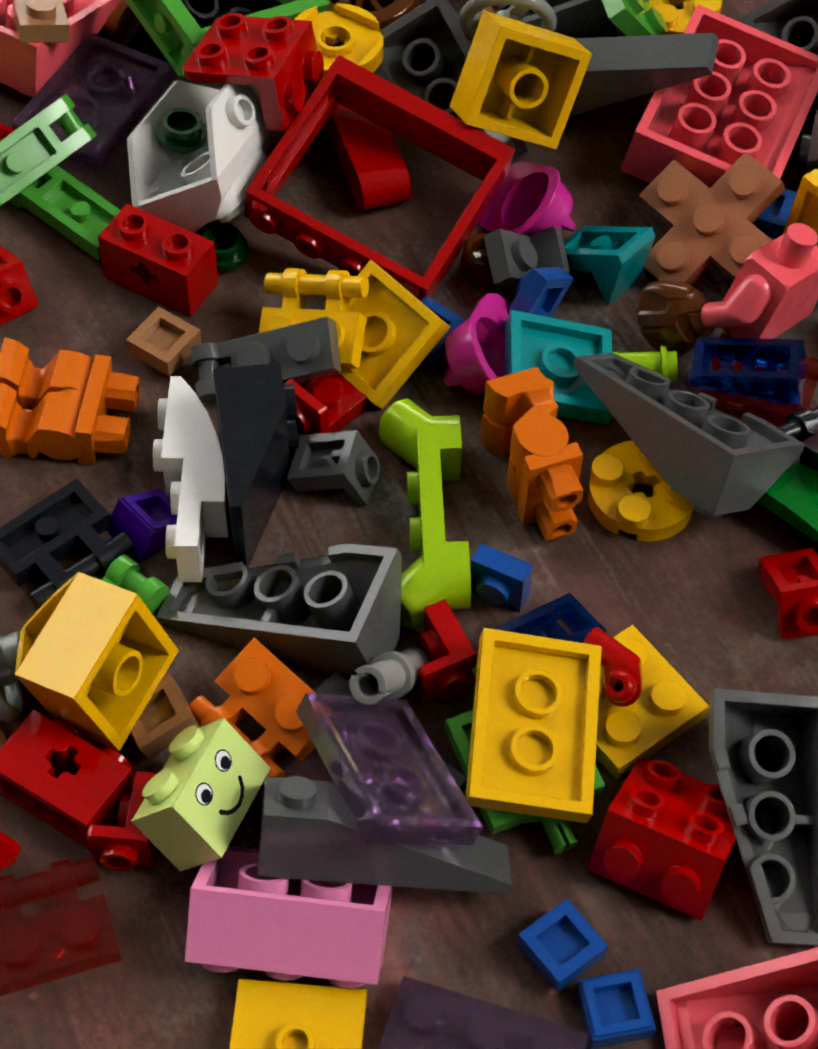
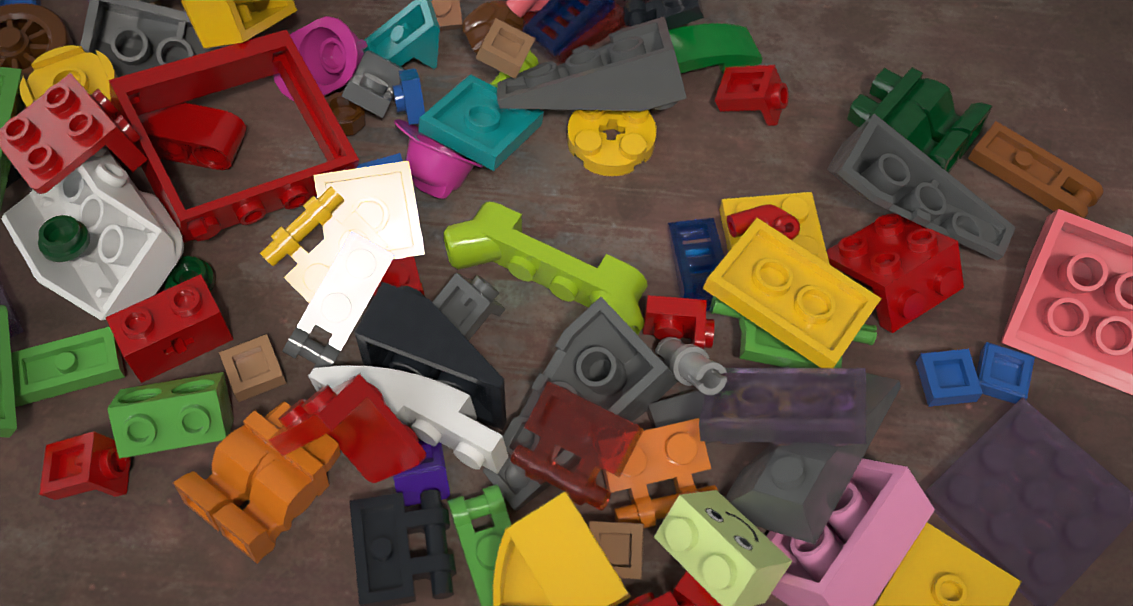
camera: 60 degrees left, 5 degrees up
(74, 305) = (171, 415): none -> bright green brick
(118, 388) = (359, 423): none -> red bracket
(246, 615) = (584, 430): none -> clear red plate
(500, 578) = (641, 250): blue plate -> none
(541, 463) = (563, 169): orange hips -> none
(647, 331) = (505, 48): none -> medium nougat plate

